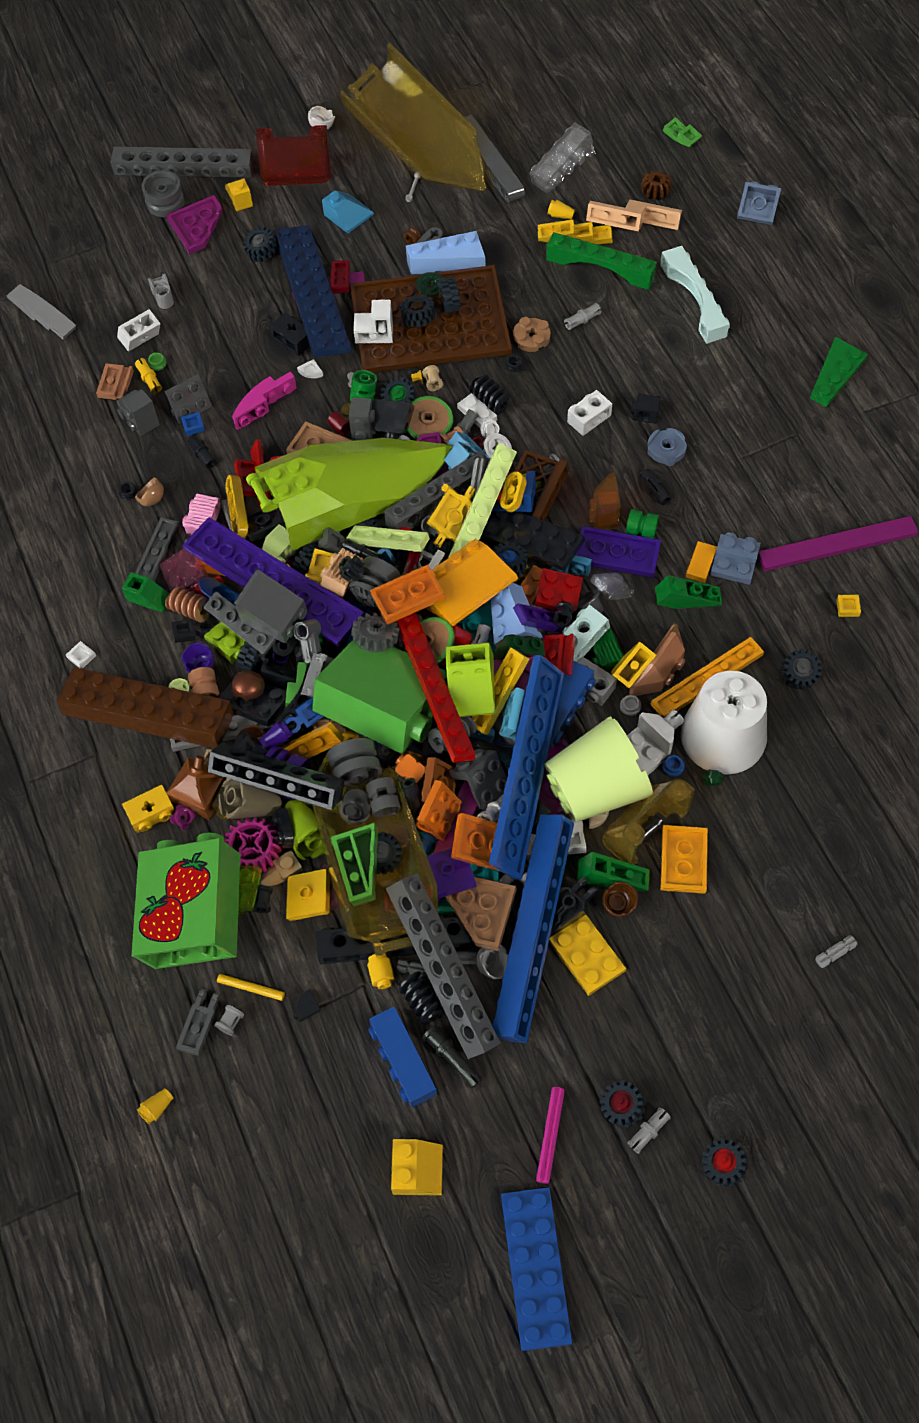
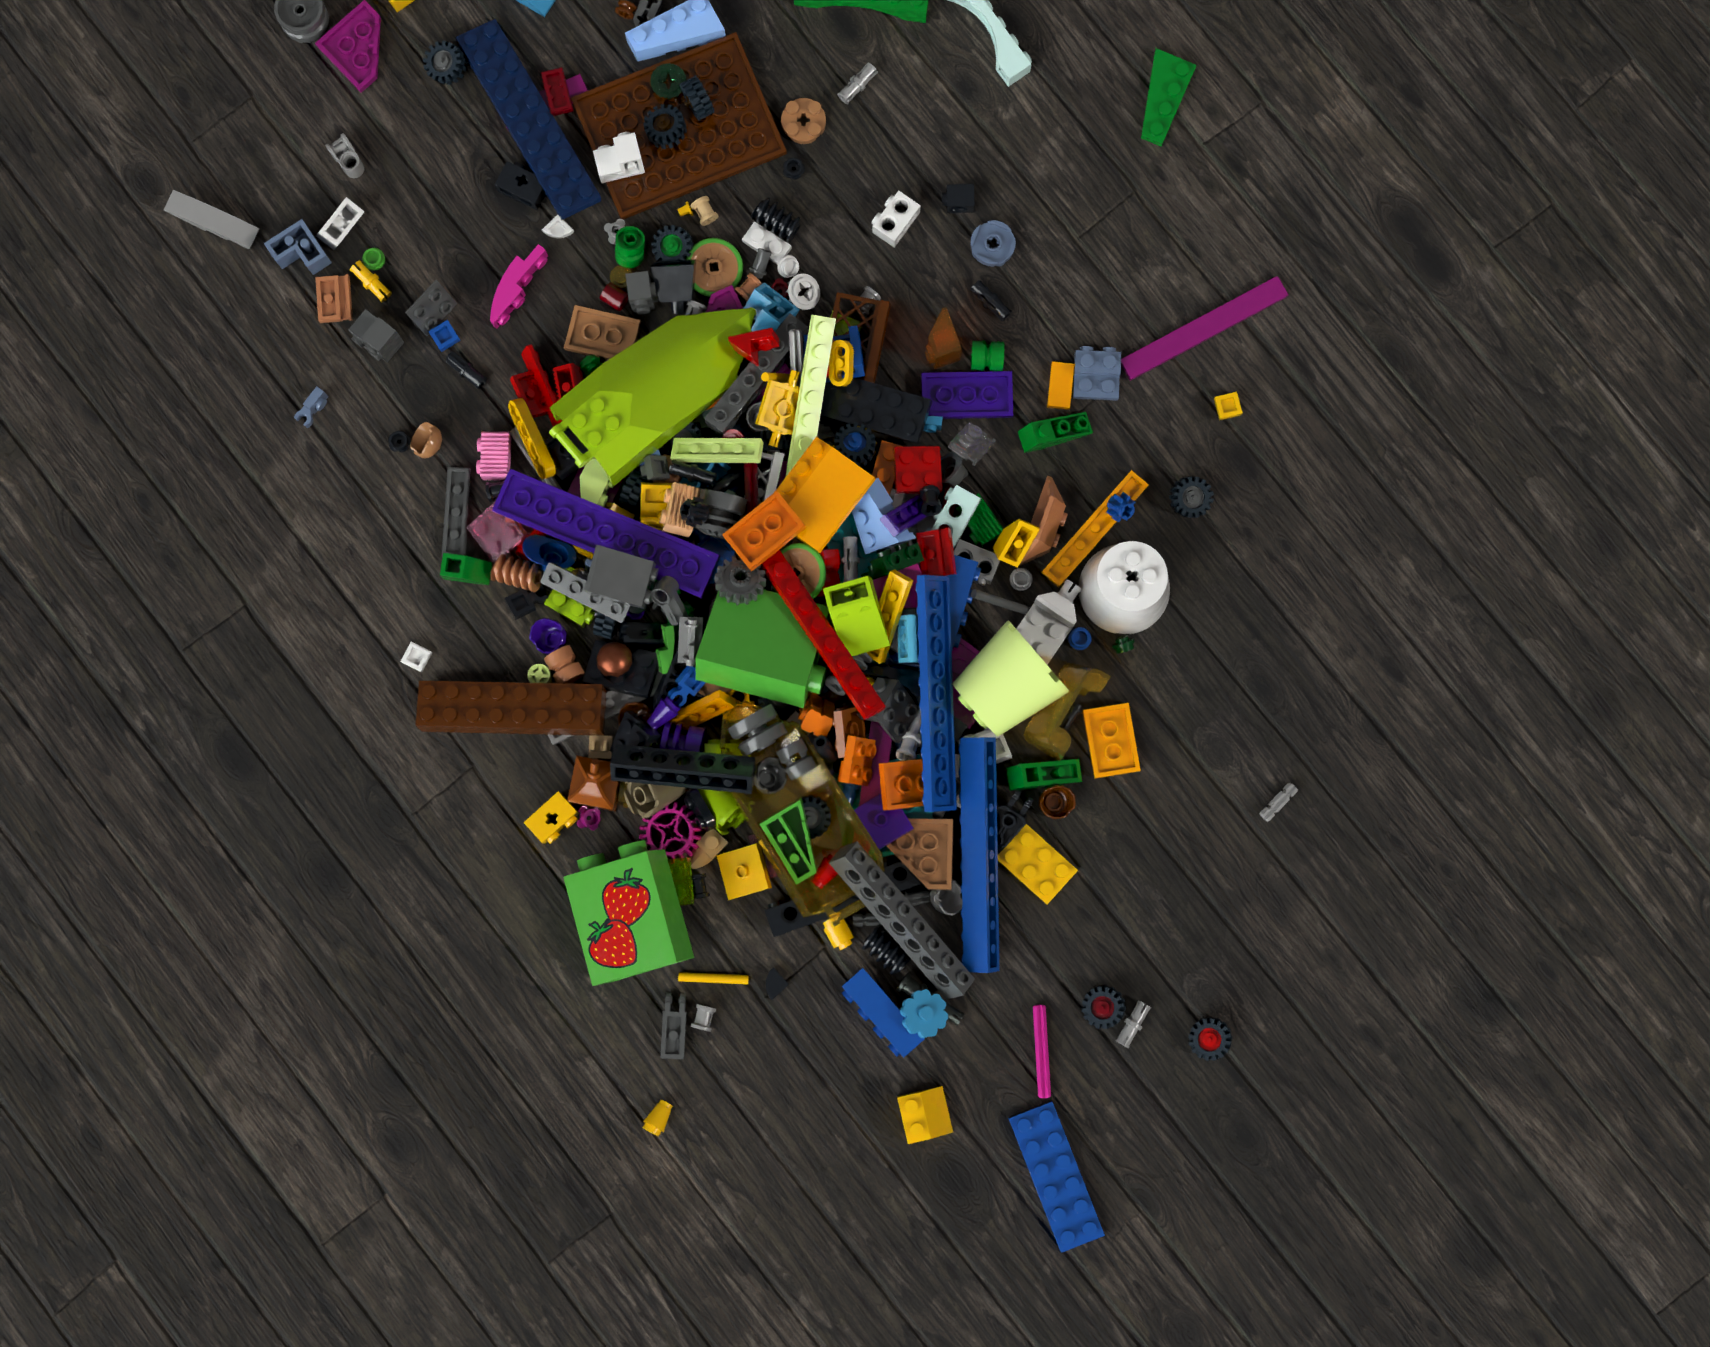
camera: 15 degrees left, 20 degrees up
(69, 449) = (315, 402): none -> sand blue plate
(99, 337) = (298, 243): none -> sand blue brick
(380, 905) = (825, 873): none -> red cone
(441, 1063) = (924, 1013): none -> dark azure plant
(443, 460) = (752, 342): none -> red slope
(603, 711) = (998, 601): none -> dark grey bar
(734, 659) = (1120, 507): none -> blue gear

